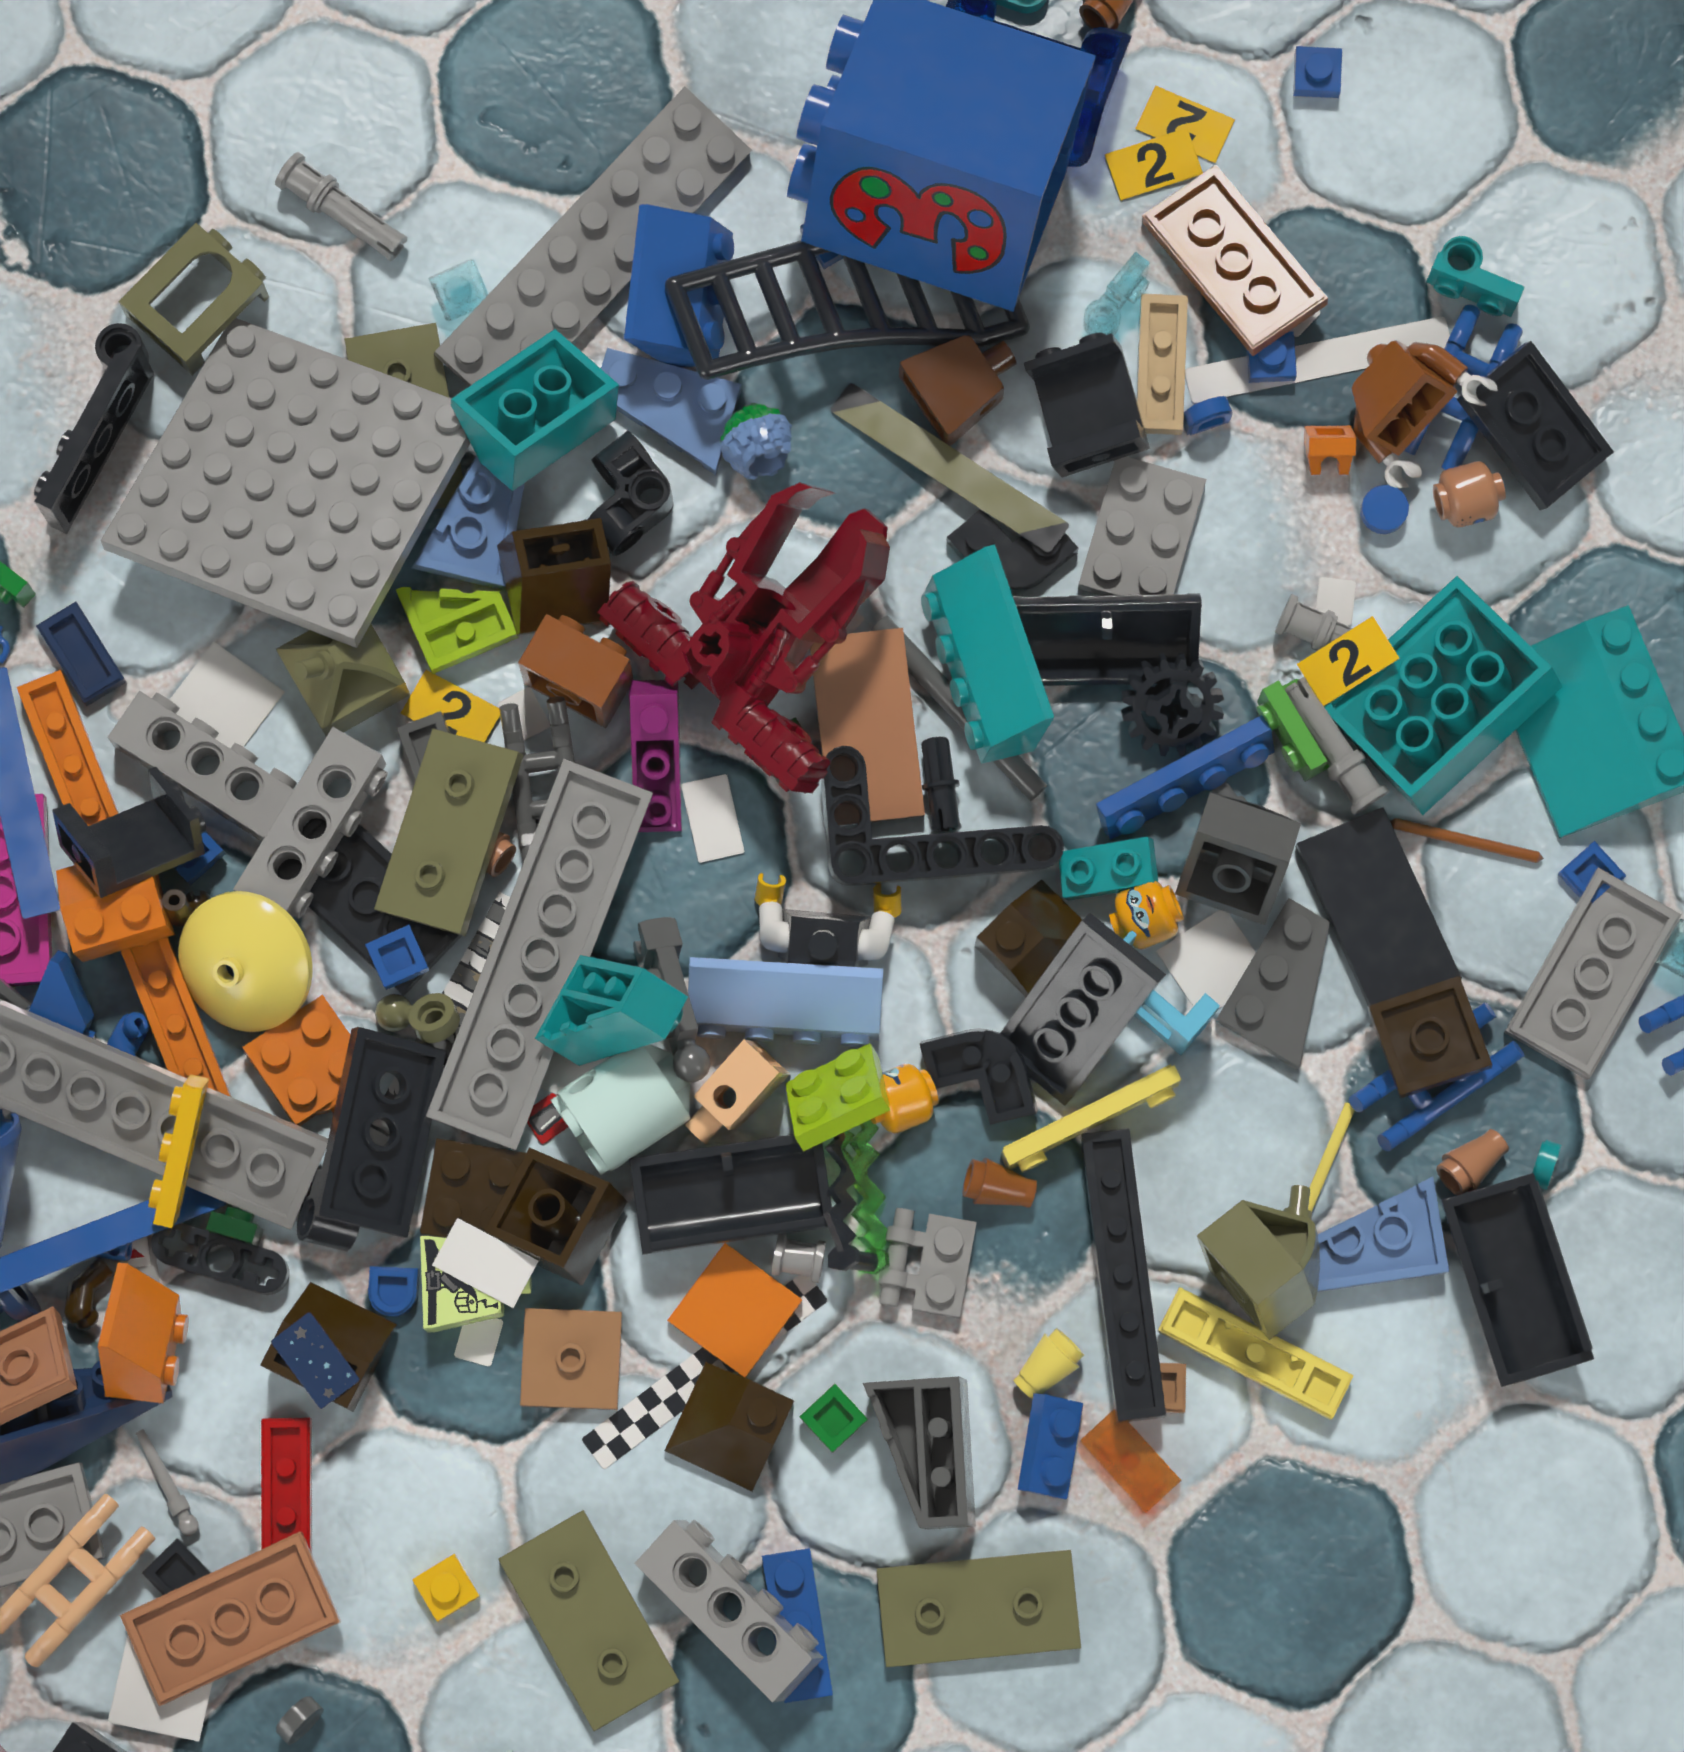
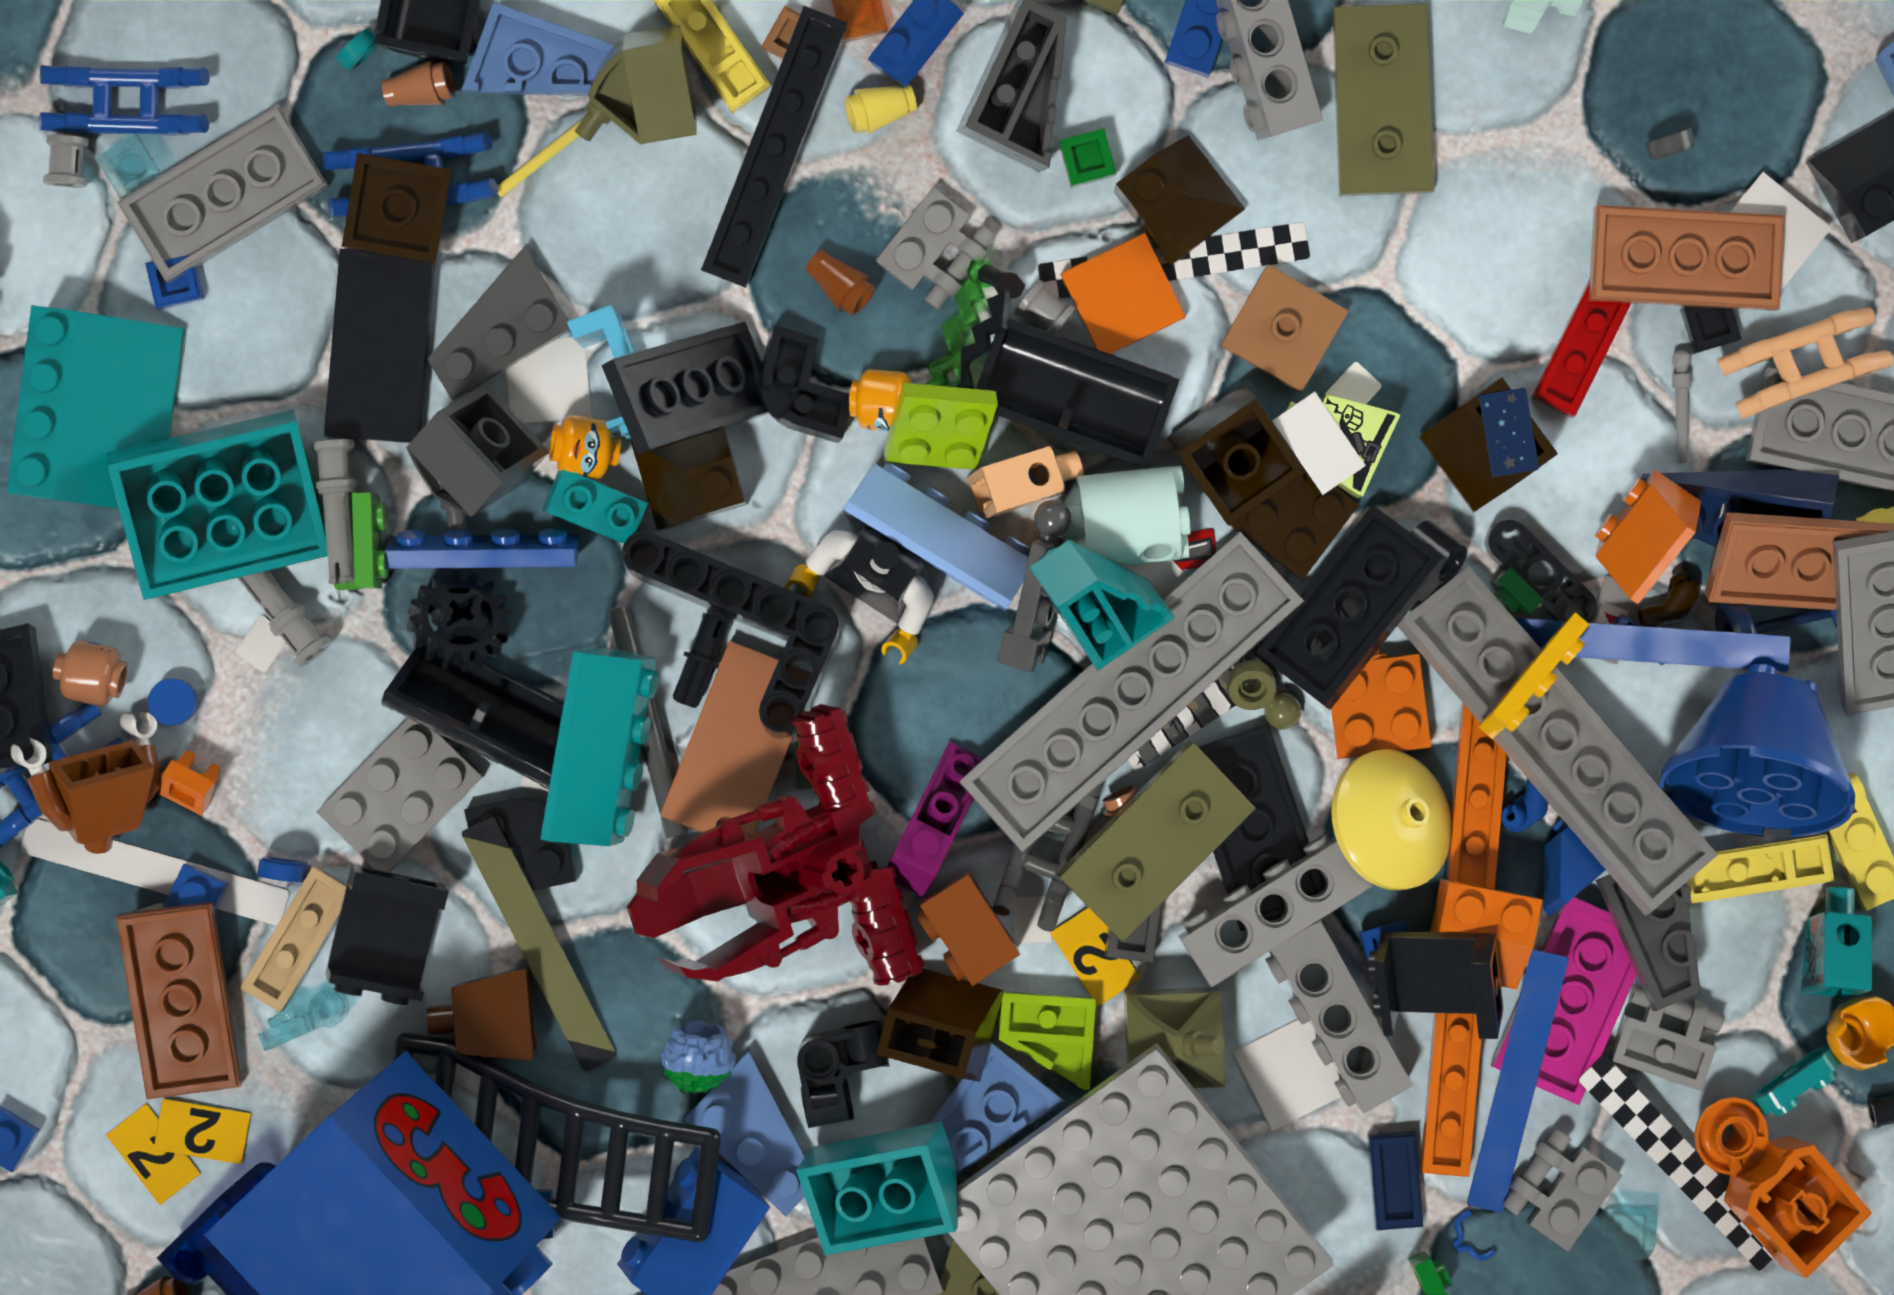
camera: 150 degrees left, 10 degrees up
(181, 906) = (1425, 896): dark brown arm -> none
(393, 1289) = (1406, 469): blue tile -> none
(397, 957) = (1257, 753): blue plate -> none
(446, 1587) = (1489, 191): yellow plate -> none
(712, 818) = (915, 738): white sticker -> none
(1031, 1149) = (662, 294): light yellow plate -> none
(1348, 661) = (282, 577): yellow sticker -> none
(1466, 840) = (269, 371): dark orange axle -> none

